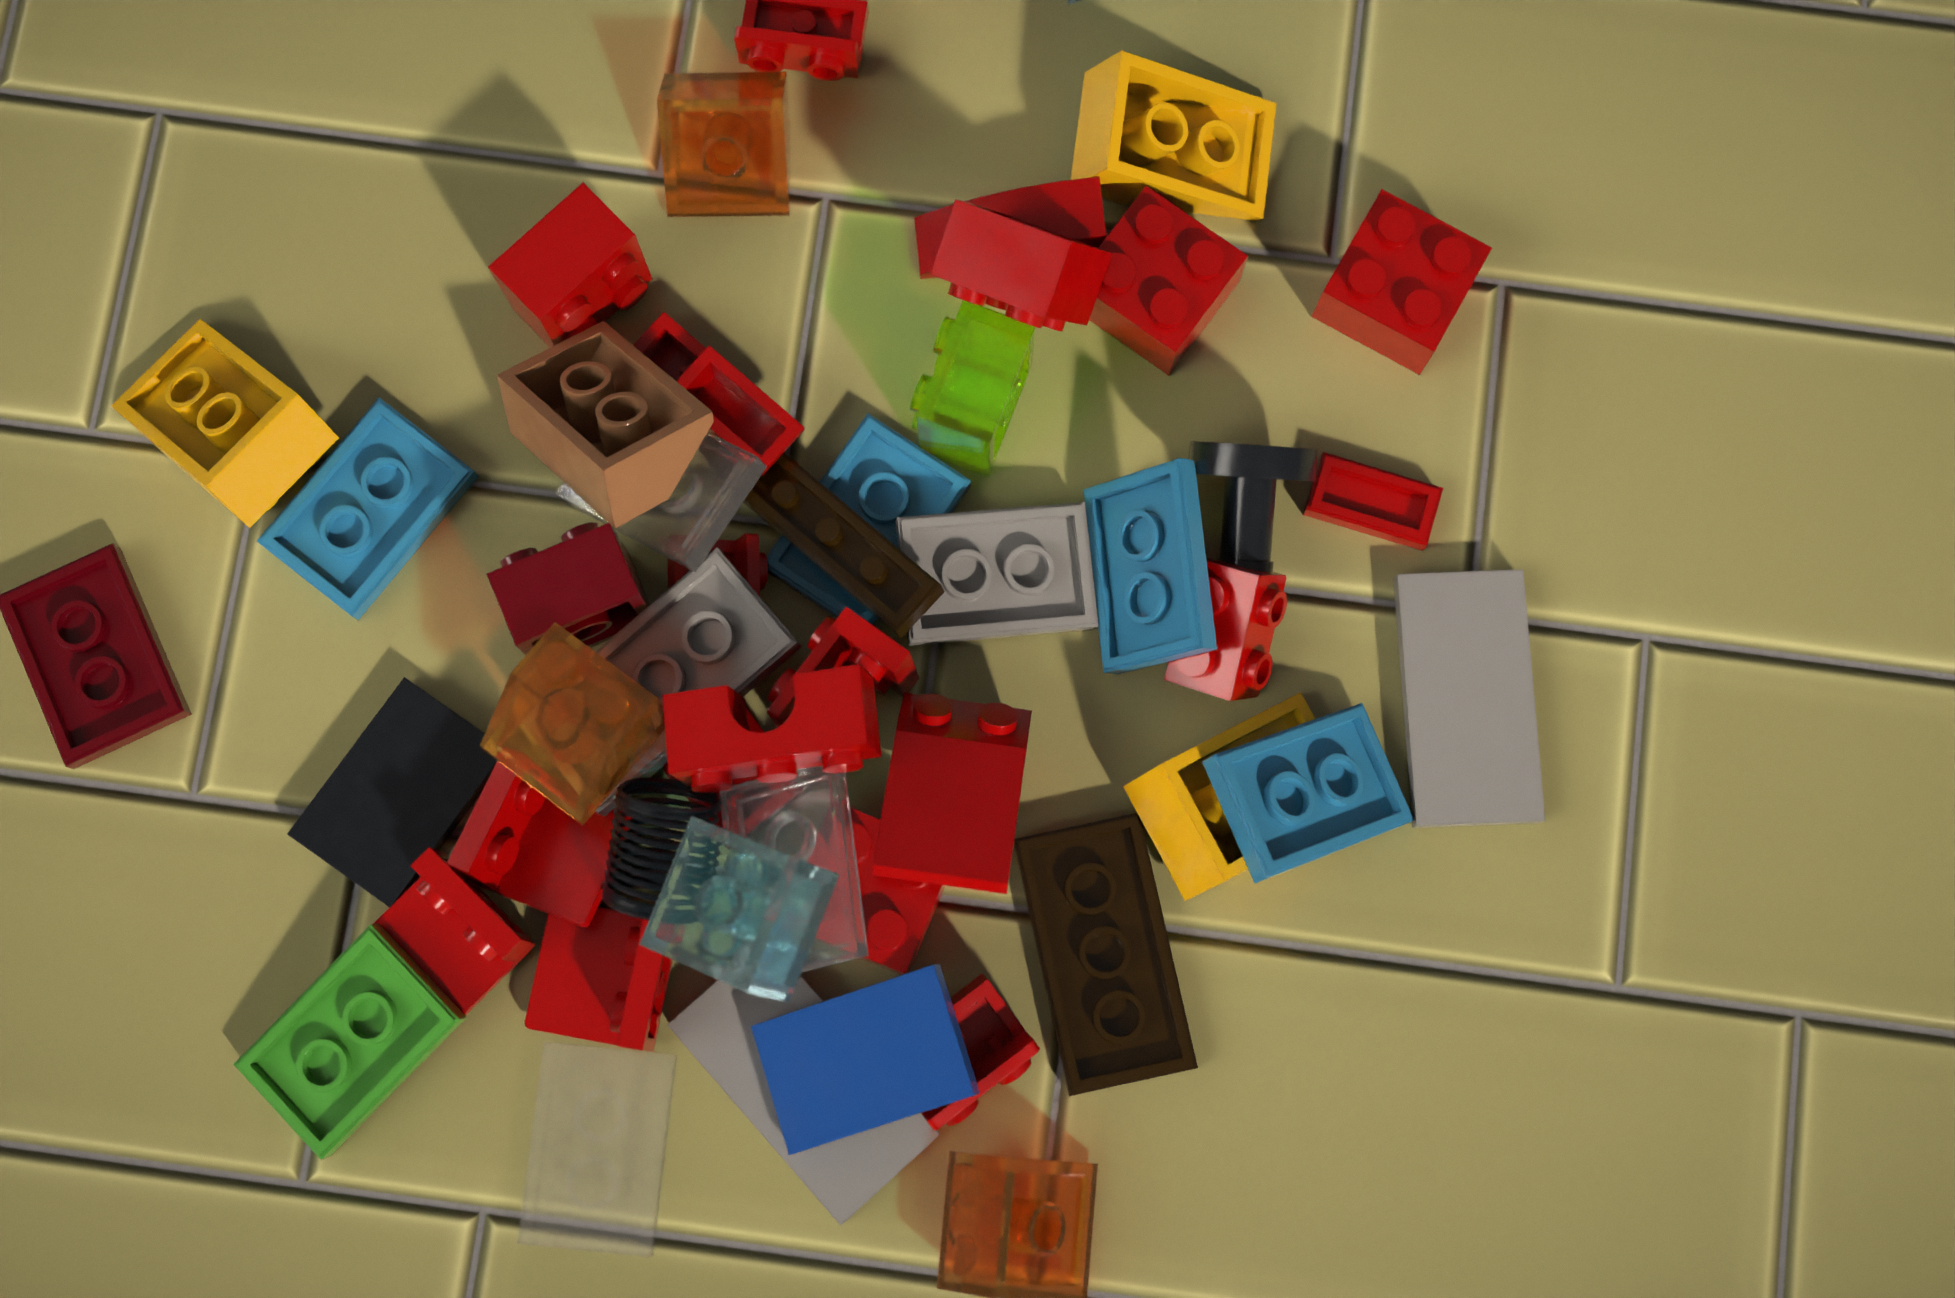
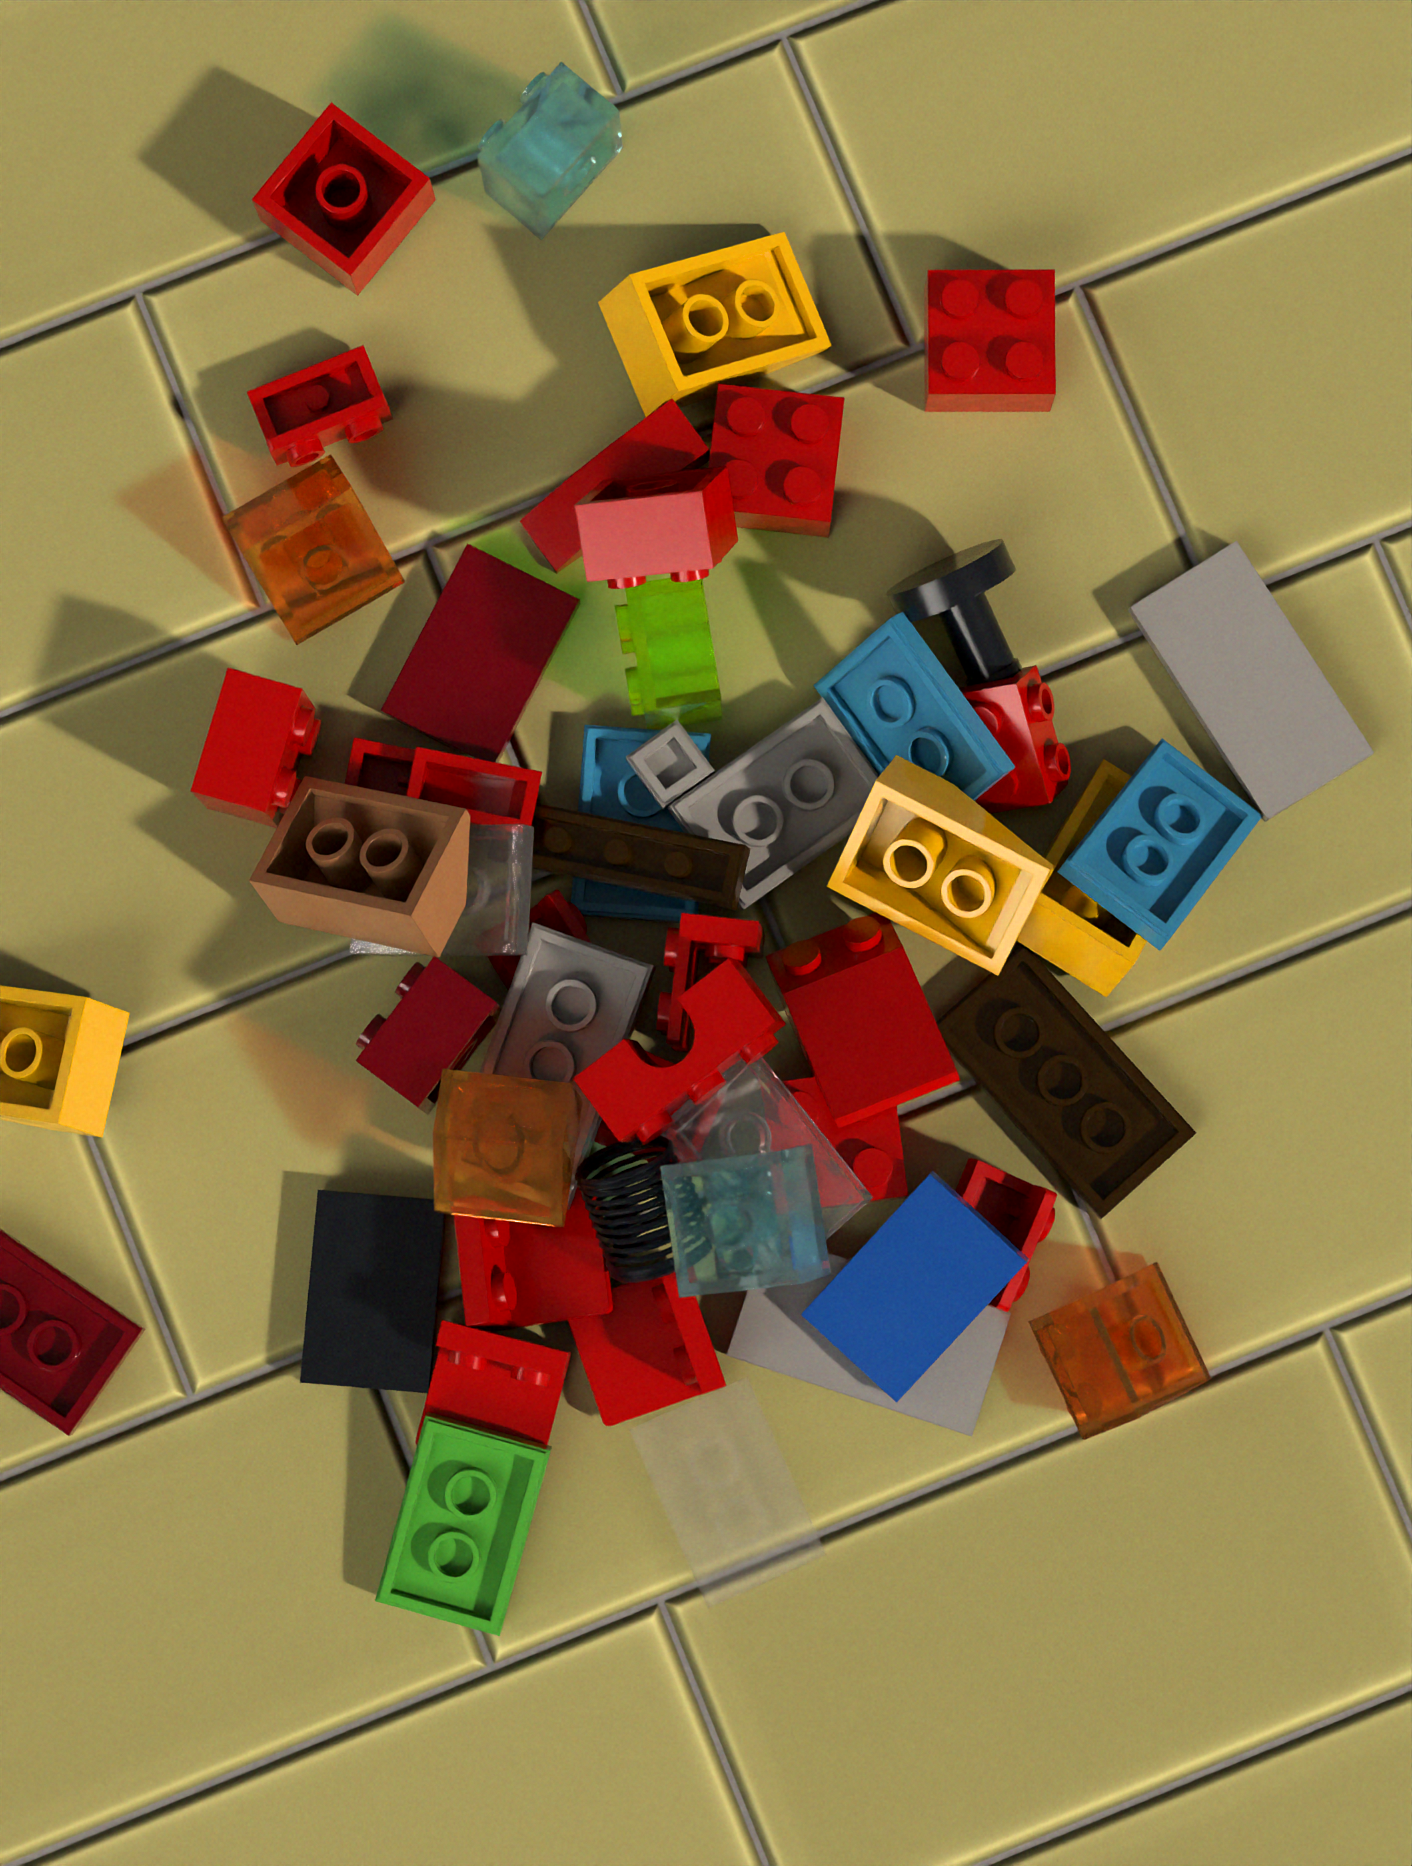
camera: 25 degrees left, 5 degrees up
(368, 508) = (190, 1060): dark azure tile -> none
(815, 309) = (480, 656): none -> dark red tile
(919, 484) = (670, 764): none -> light grey tile
(1100, 697) = (940, 866): none -> yellow slope
(1373, 501) = (1073, 551): red tile -> none

